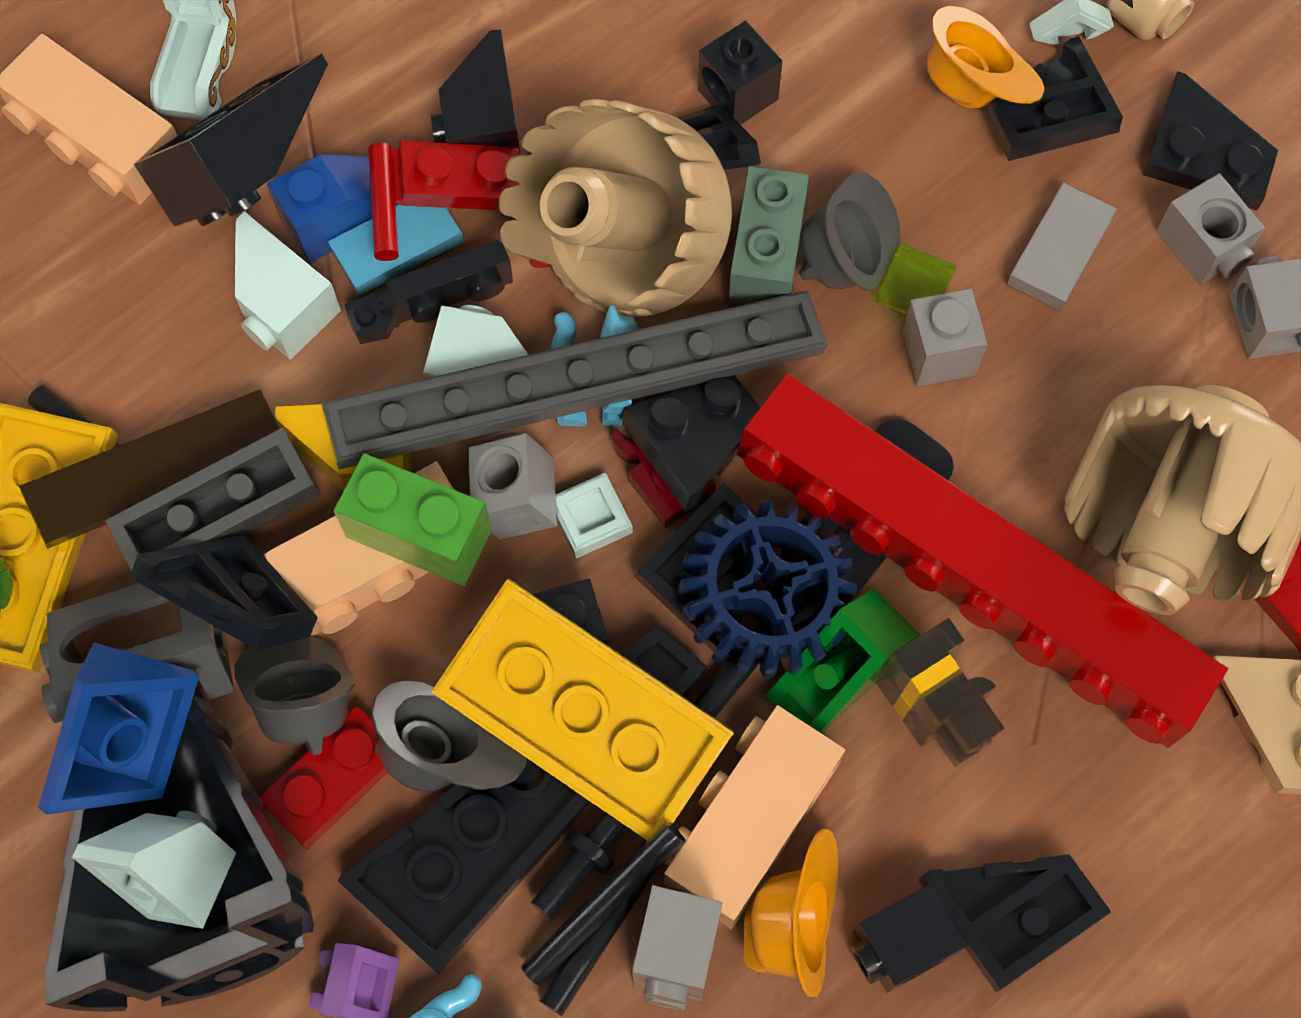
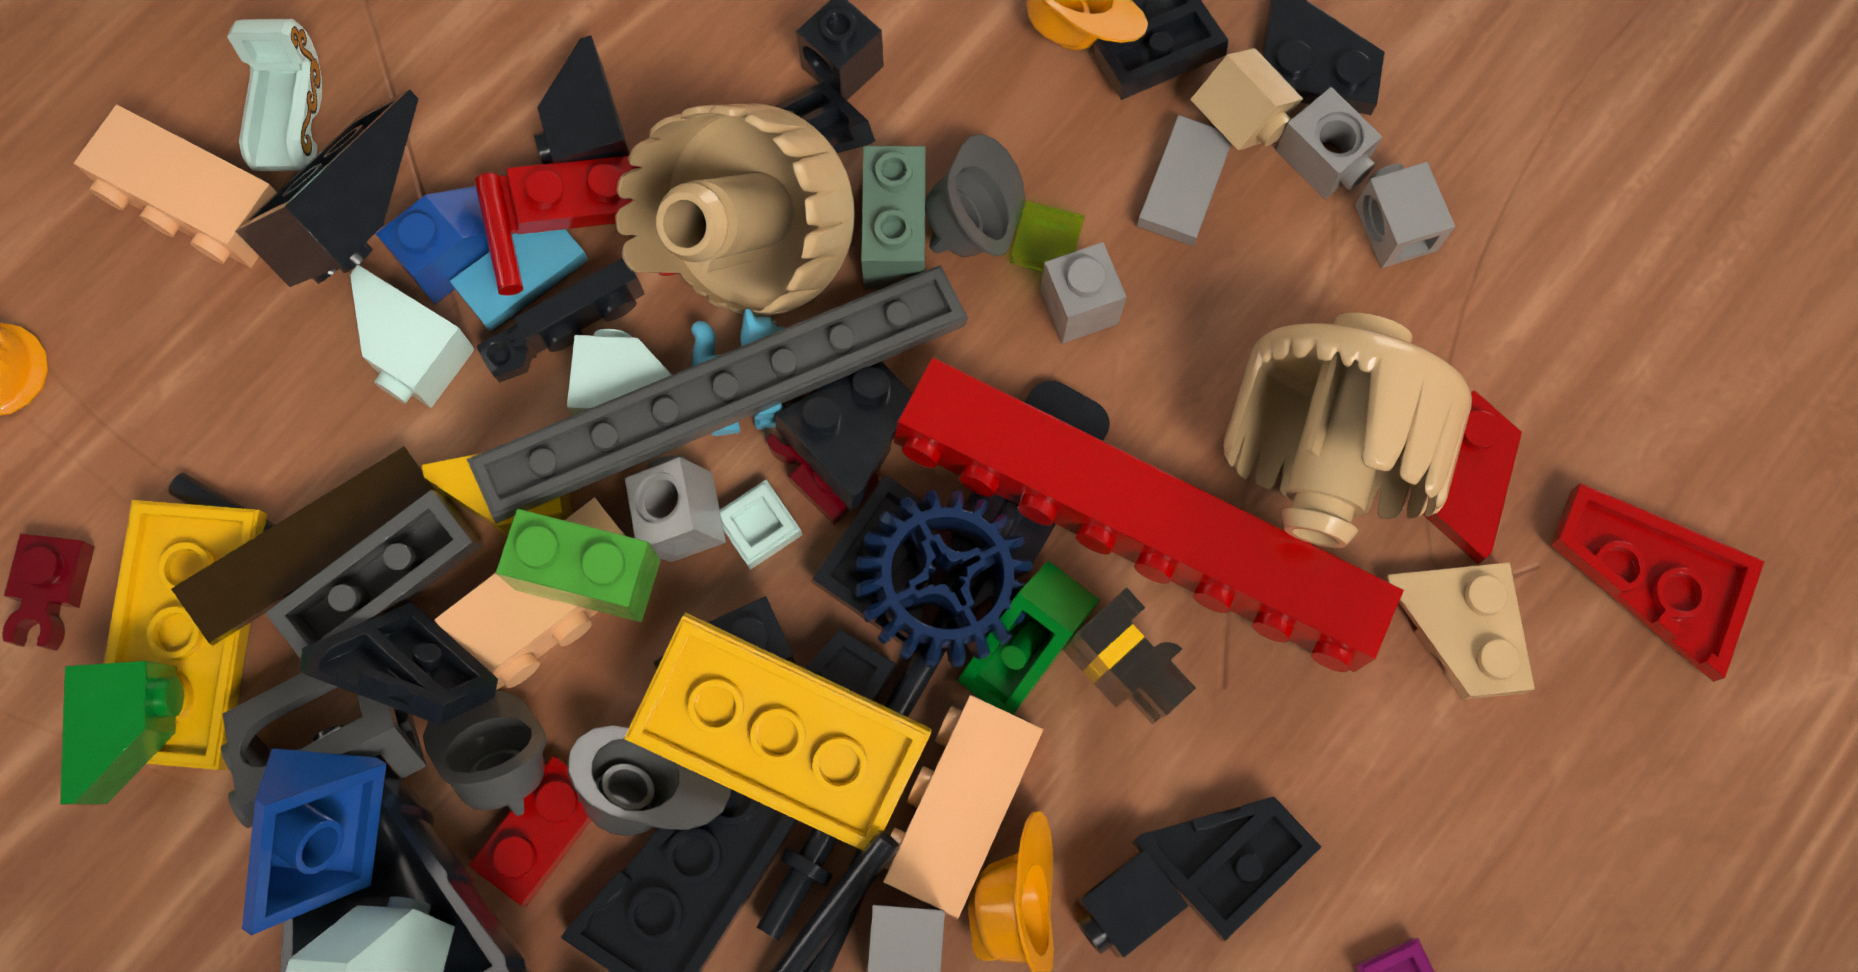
camera: 10 degrees left, 5 degrees up
(1133, 176) = (1247, 100): none -> tan brick

